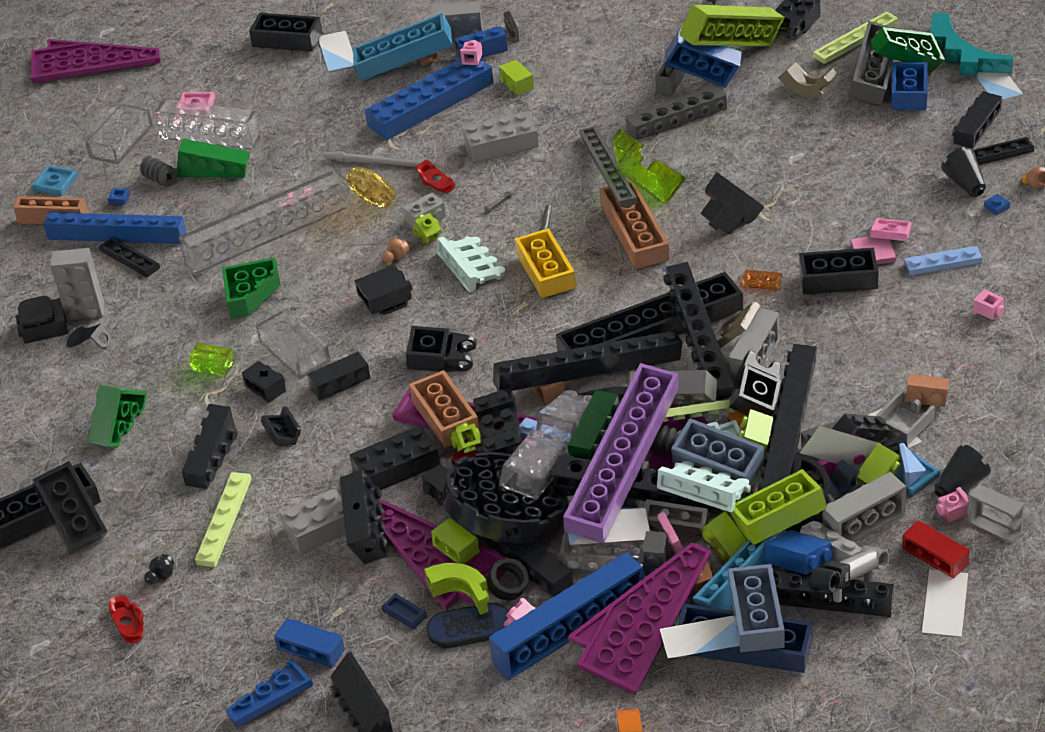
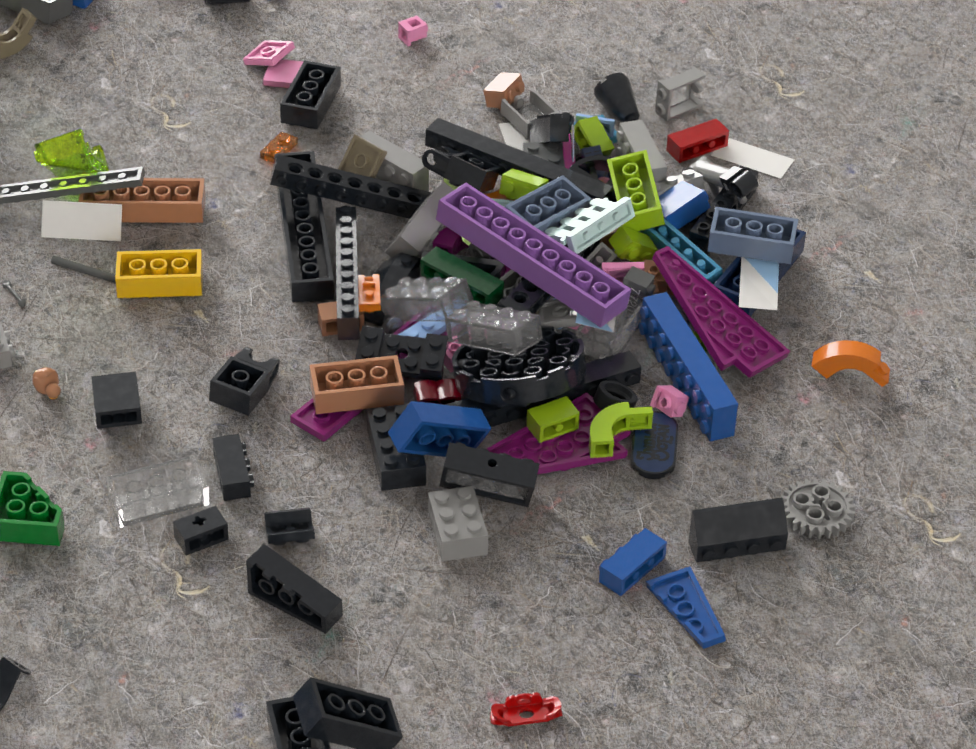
camera: 80 degrees left, 0 degrees up
(115, 413) = (186, 663): green brick -> none
(160, 568) = (462, 668): black animal -> none
(211, 359) = (130, 569): clear neon green brick -> none
(223, 519) = (404, 605): yellowish green plate -> none
(395, 467) = (430, 427): none -> blue brick
(404, 611) = (613, 487): dark blue tile -> none
(426, 228) = (31, 348): lime brick -> none
(461, 265) = (103, 341): light aqua fence -> none
(470, 432) = (418, 373): lime brick -> none
(561, 380) = (369, 293): none -> orange plate
(591, 201) = (81, 220): none -> white sticker
(728, 205) = (176, 124): black brick -> none
(942, 260) = (328, 39): light blue plate -> none
(953, 505) = (651, 116): bright pink brick -> none

